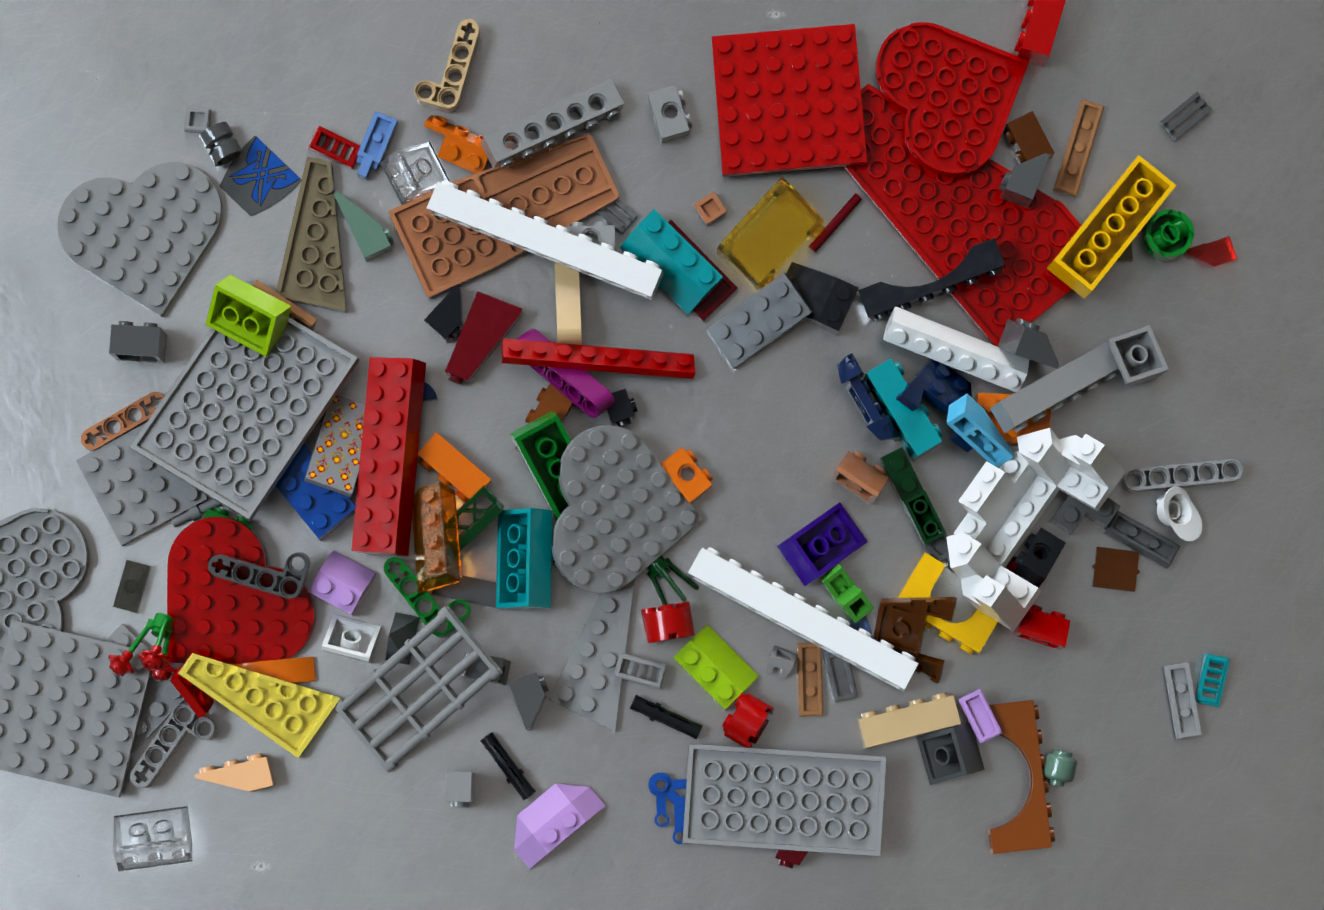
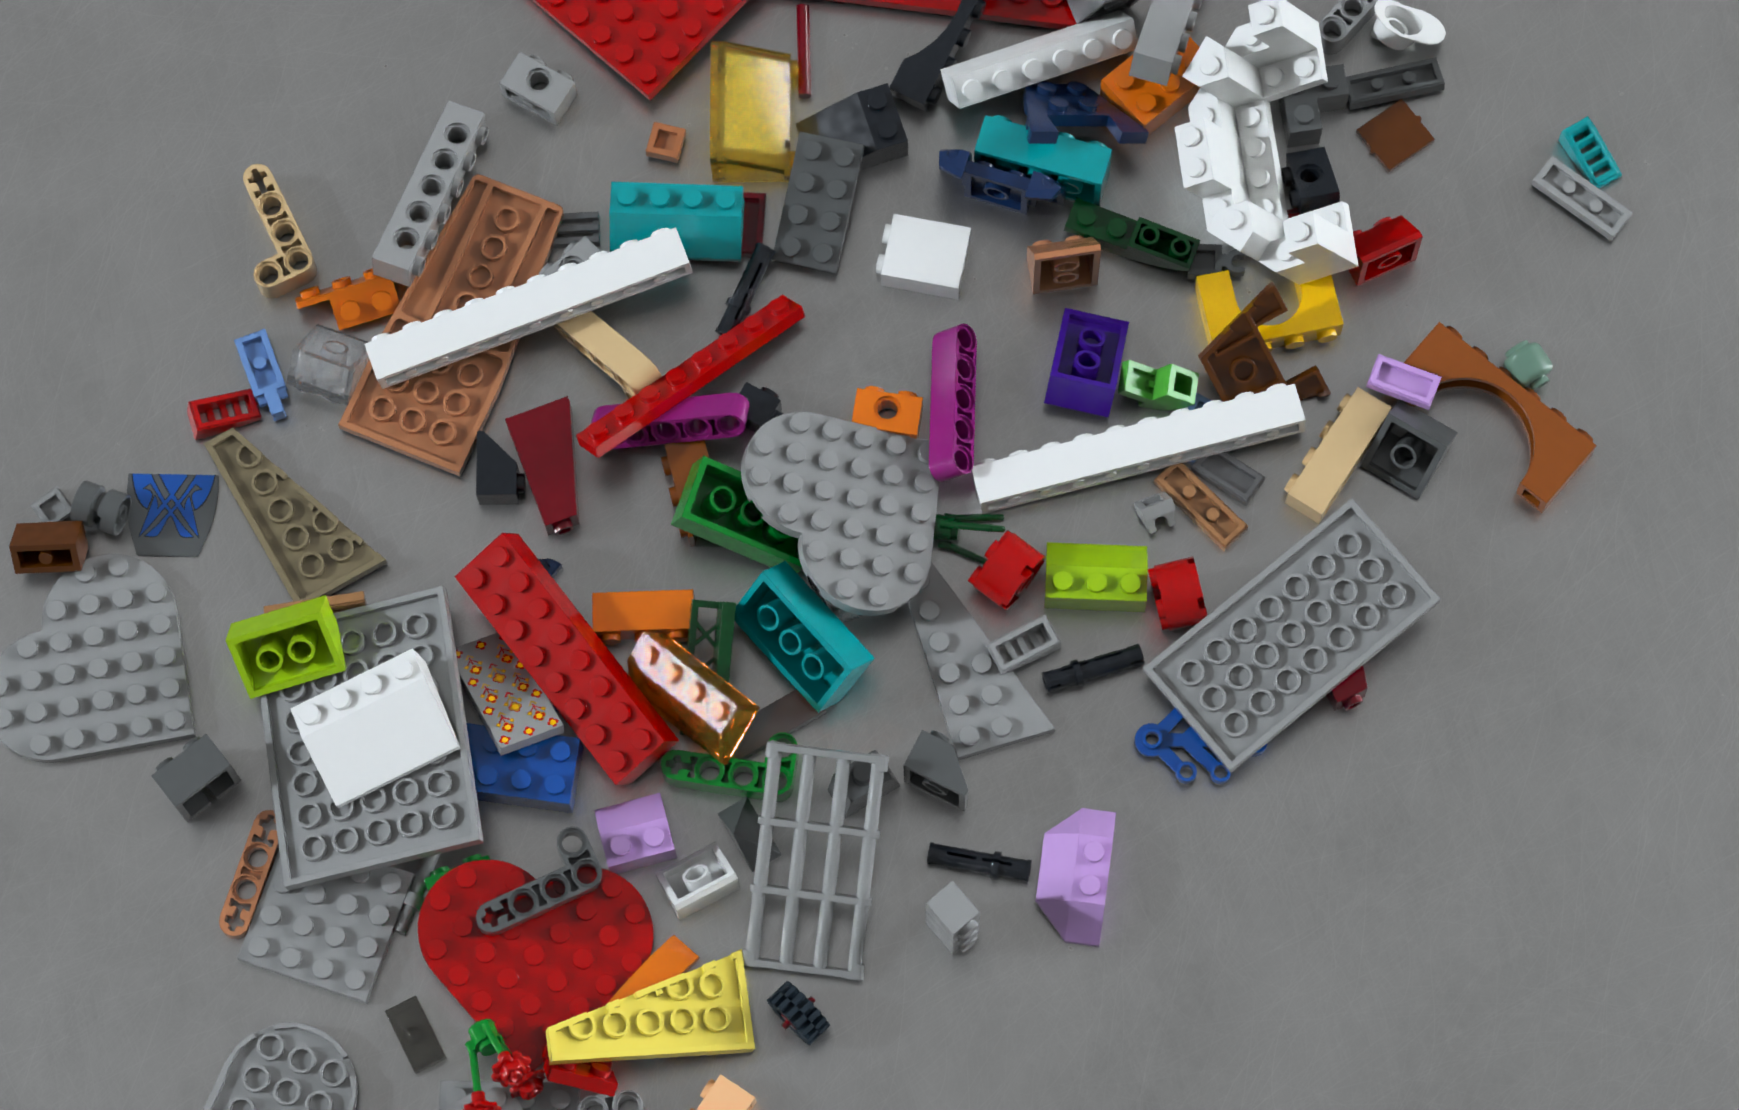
camera: 35 degrees left, 10 degrees down
(173, 141) = (48, 547): none -> reddish brown brick
(251, 406) = (376, 727): none -> white slope
(336, 761) = (798, 1012): none -> black wheel
(367, 231) = (332, 463): sand green slope -> none
(677, 333) = (739, 304): none -> black pin
(726, 502) = (952, 403): none -> magenta beam
(789, 403) = (924, 256): none -> white brick
(978, 430) = (1137, 108): medium azure slope -> none

